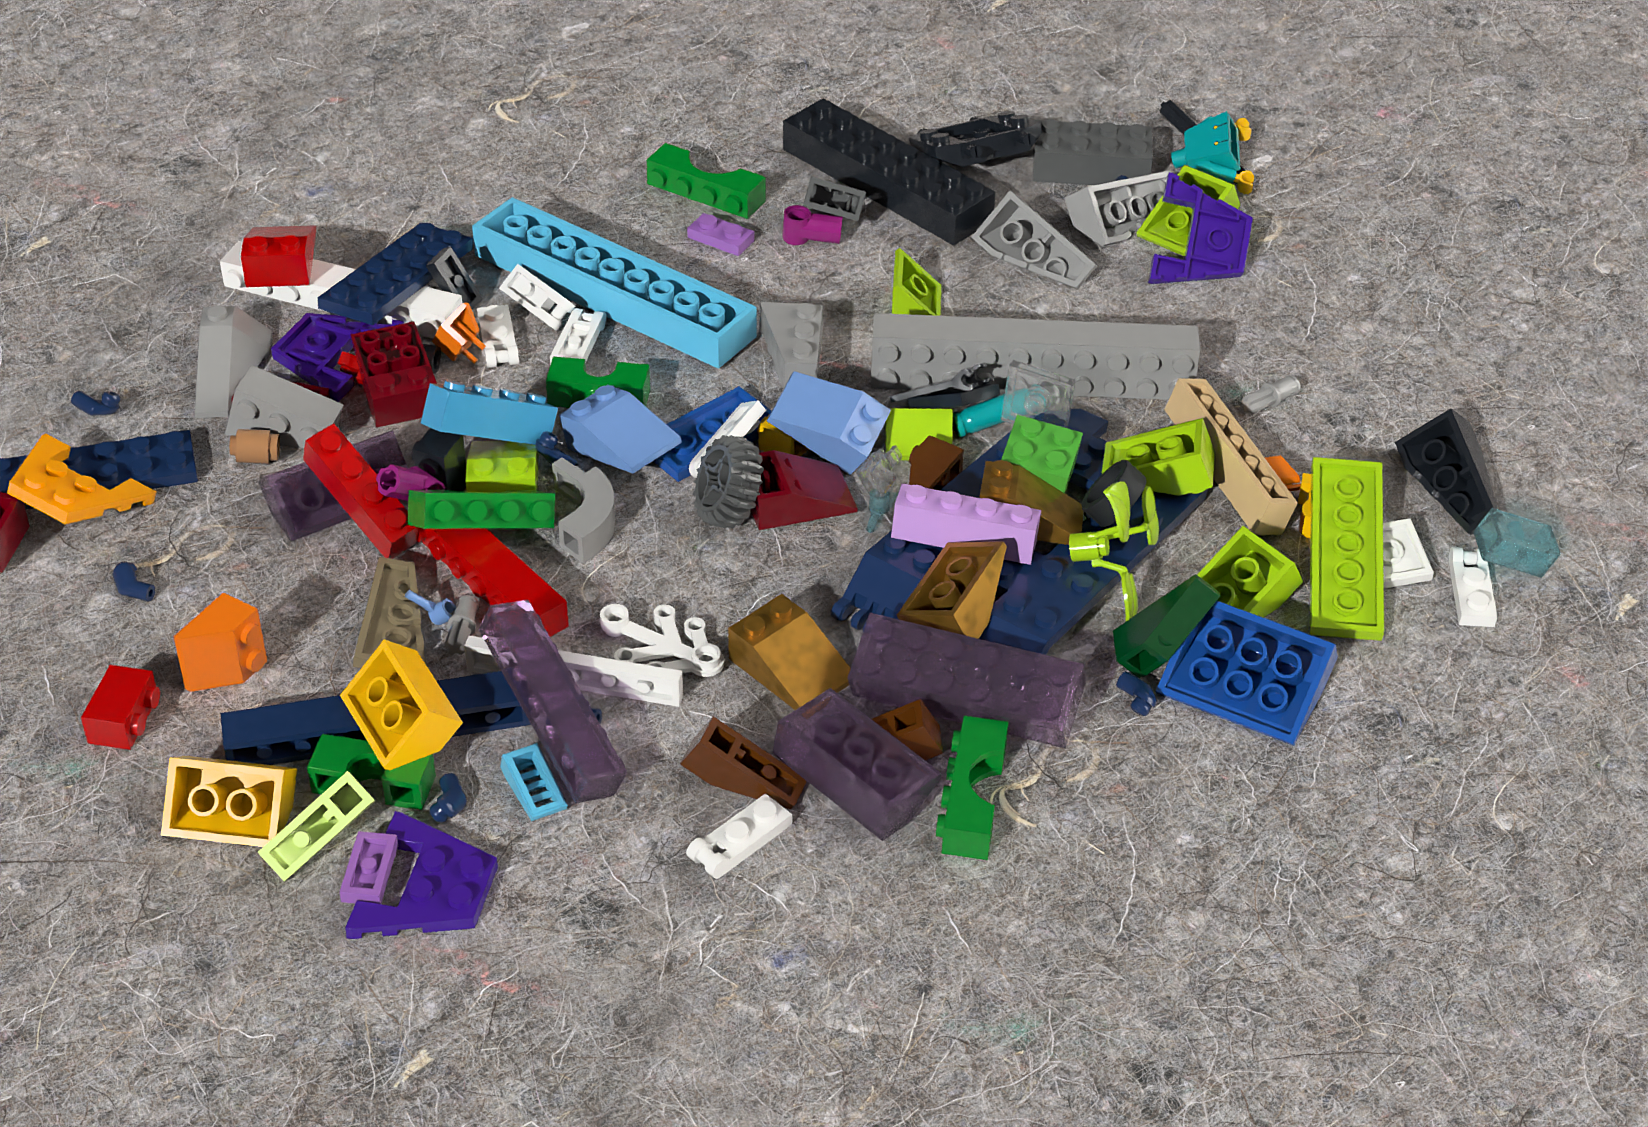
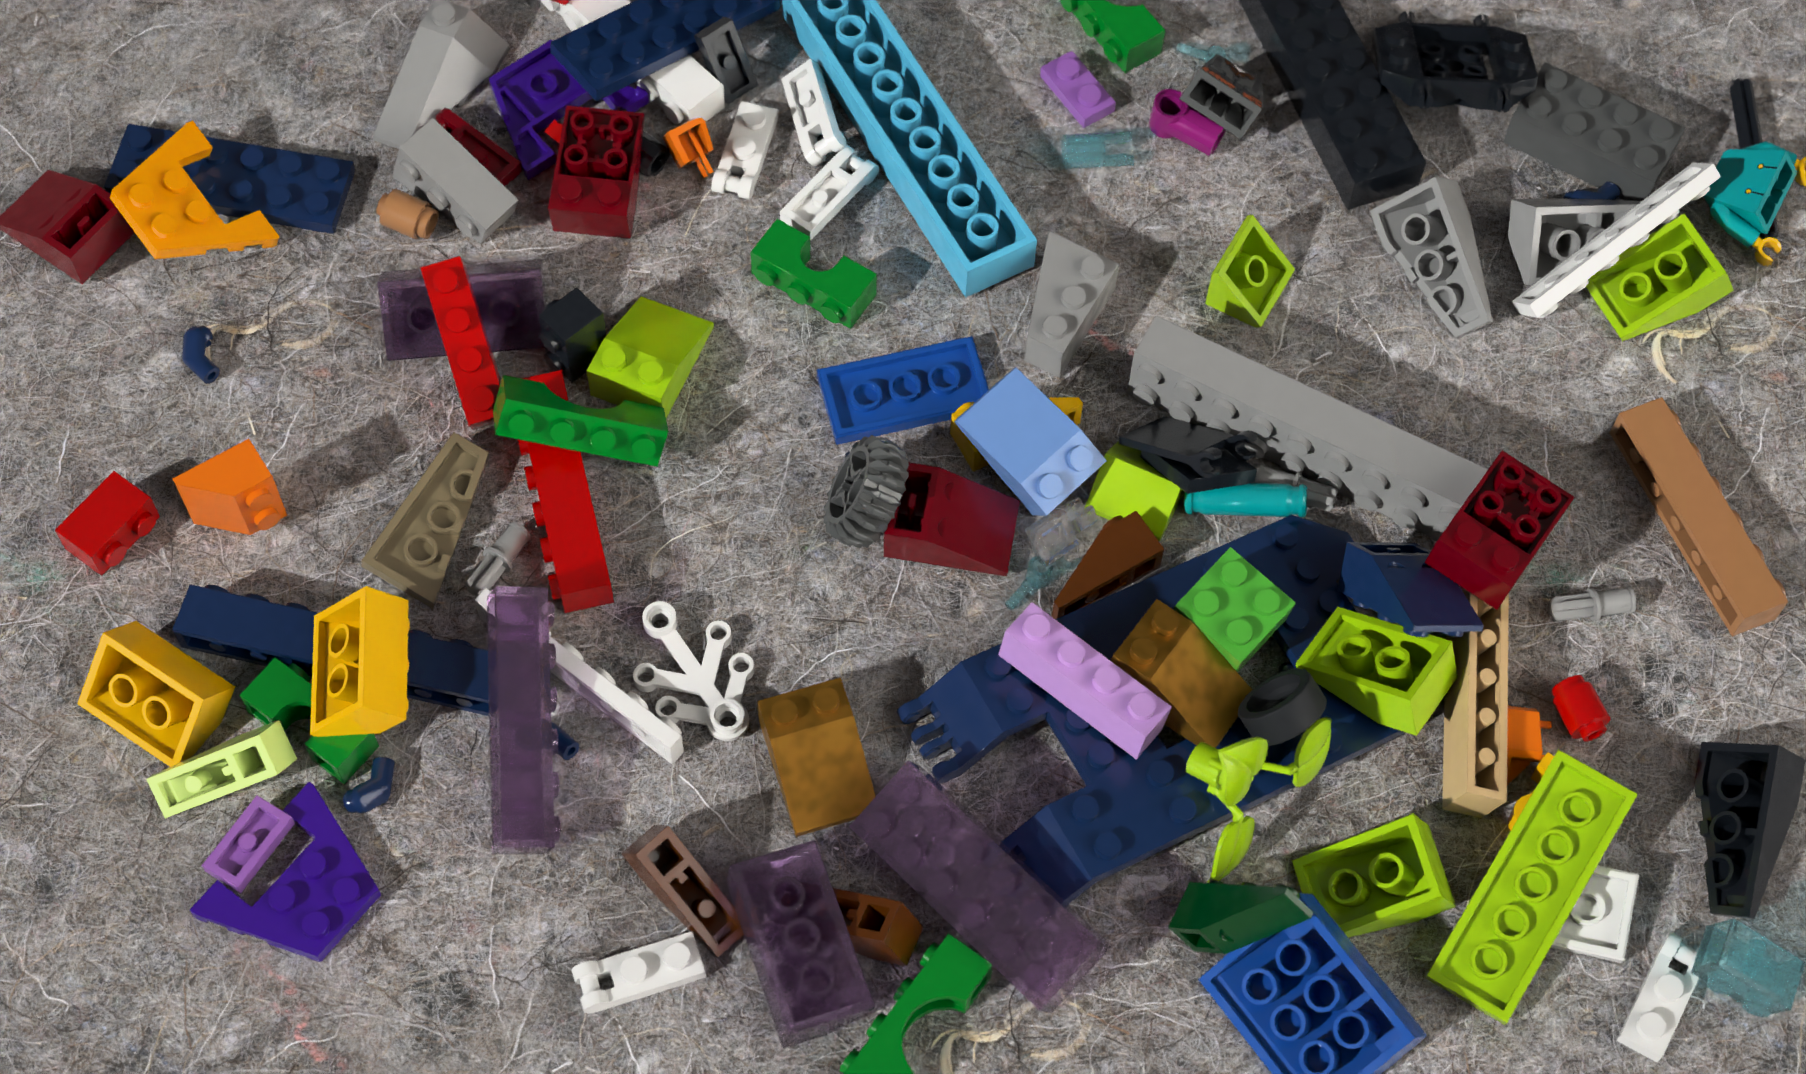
camera: 25 degrees right, 20 degrees up
(94, 407) = (275, 87): dark blue arm -> none
(397, 481) = (522, 360): magenta piece -> none
(437, 612) = (481, 524): medium blue hand -> none
(487, 412) = (648, 292): dark azure wedge -> none
(532, 757) = (465, 770): medium azure slope -> none
(547, 448) = (707, 351): dark blue arm -> none
(593, 522) = (712, 470): light grey arch -> none
(616, 430) = (794, 357): medium blue slope -> none
(739, 423) = (913, 414): white plate -> none
(756, 260) = (1089, 150): none -> clear light blue hinge
(796, 191) = (1201, 54): none -> clear light blue hand
(958, 589) = (1024, 768): pearl gold slope -> none
(1037, 395) = (1277, 524): clear plate -> none
(1140, 691) = (1179, 977): dark blue arm -> none
(1144, 204) = (1626, 232): none -> white plate
(1144, 410) = (1405, 589): none -> dark blue slope
(1191, 350) = (1499, 529): none -> dark red slope
(1215, 238) = (1662, 340): dark purple wing -> none
(1301, 447) = (1580, 708): none -> red brick
(1304, 326) = (1698, 516): none -> medium nougat brick

